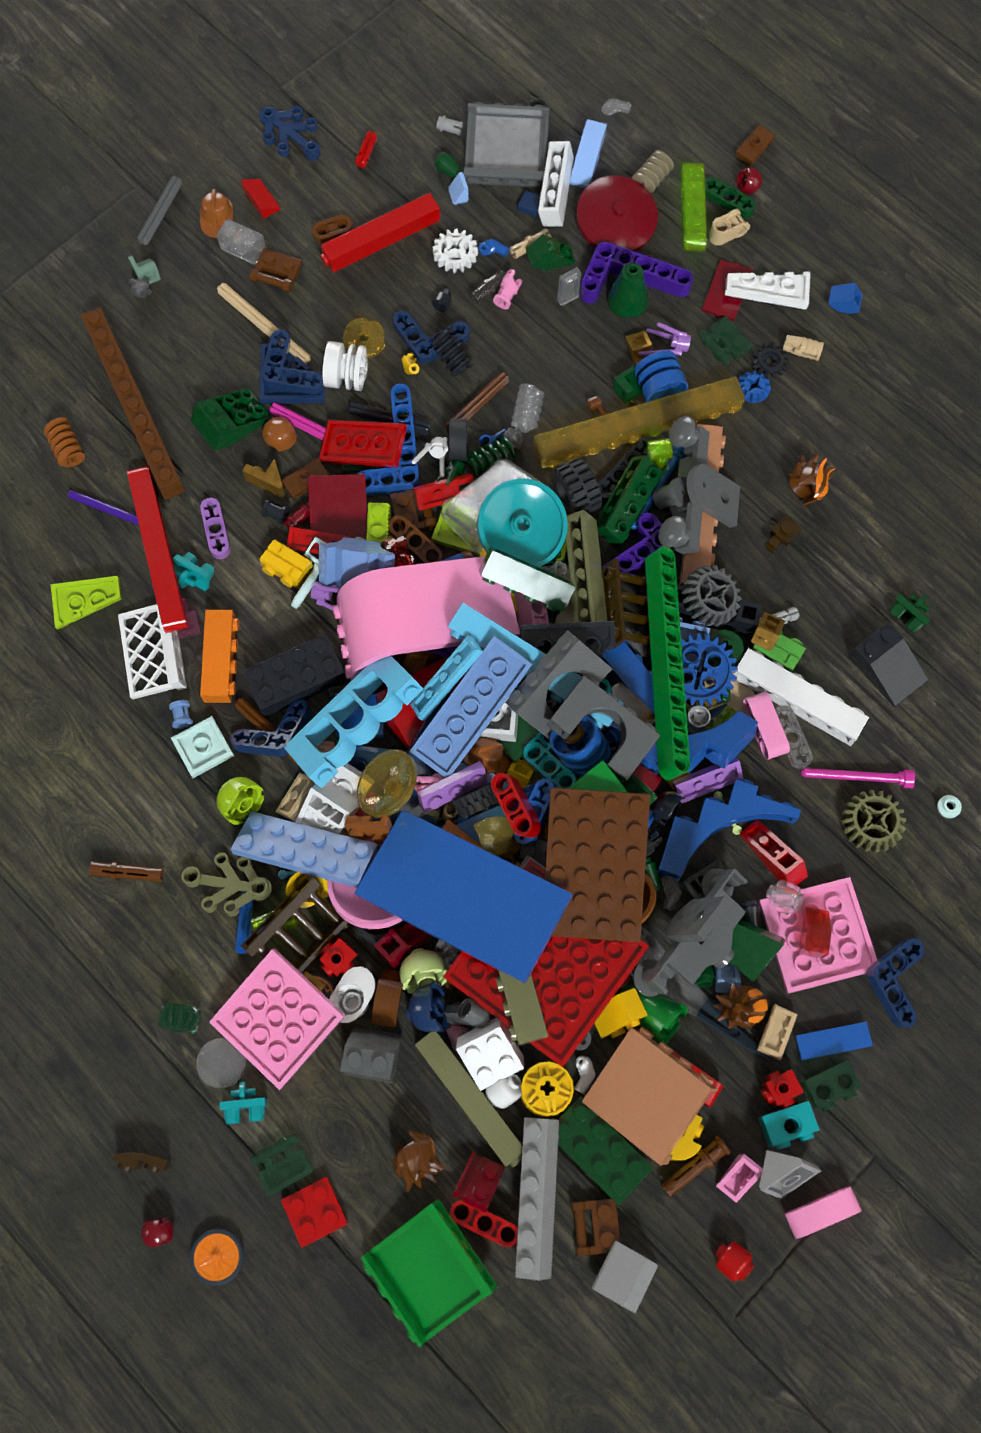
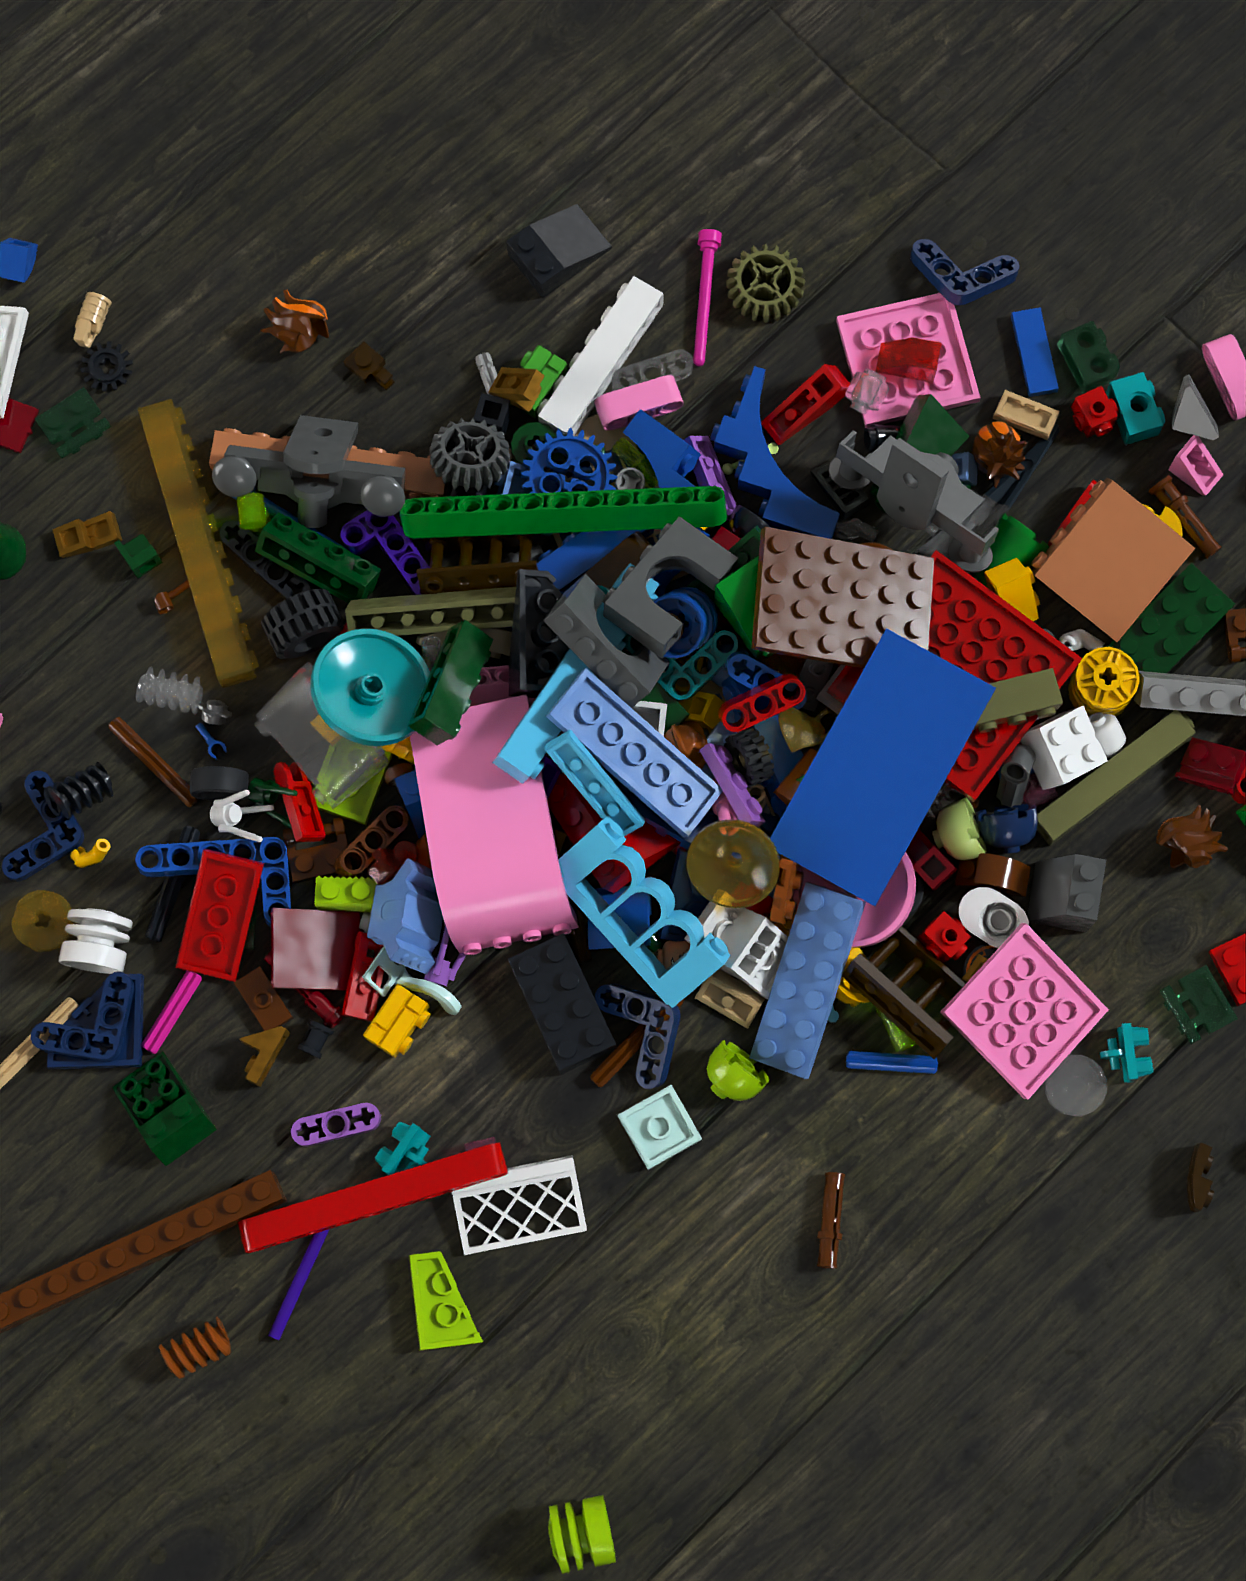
camera: 85 degrees left, 5 degrees up
(179, 1018) = (1025, 1135): clear green gear -> none
(181, 714) = (613, 1157): medium blue bush -> none
(218, 656) = (530, 1109): orange brick -> none
(229, 885) = (849, 1079): olive plant -> none
(279, 433) = (191, 1039): dark orange hair -> none
(490, 455) = (241, 741): dark green piece -> none
(660, 376) = (136, 507): blue wheel -> none
(679, 340) = (73, 484): medium lavender plant -> none
(757, 394) = (132, 391): blue gear -> none
(918, 618) = (498, 208): dark green hips -> none
(944, 811) = (745, 201): light aqua plate -> none

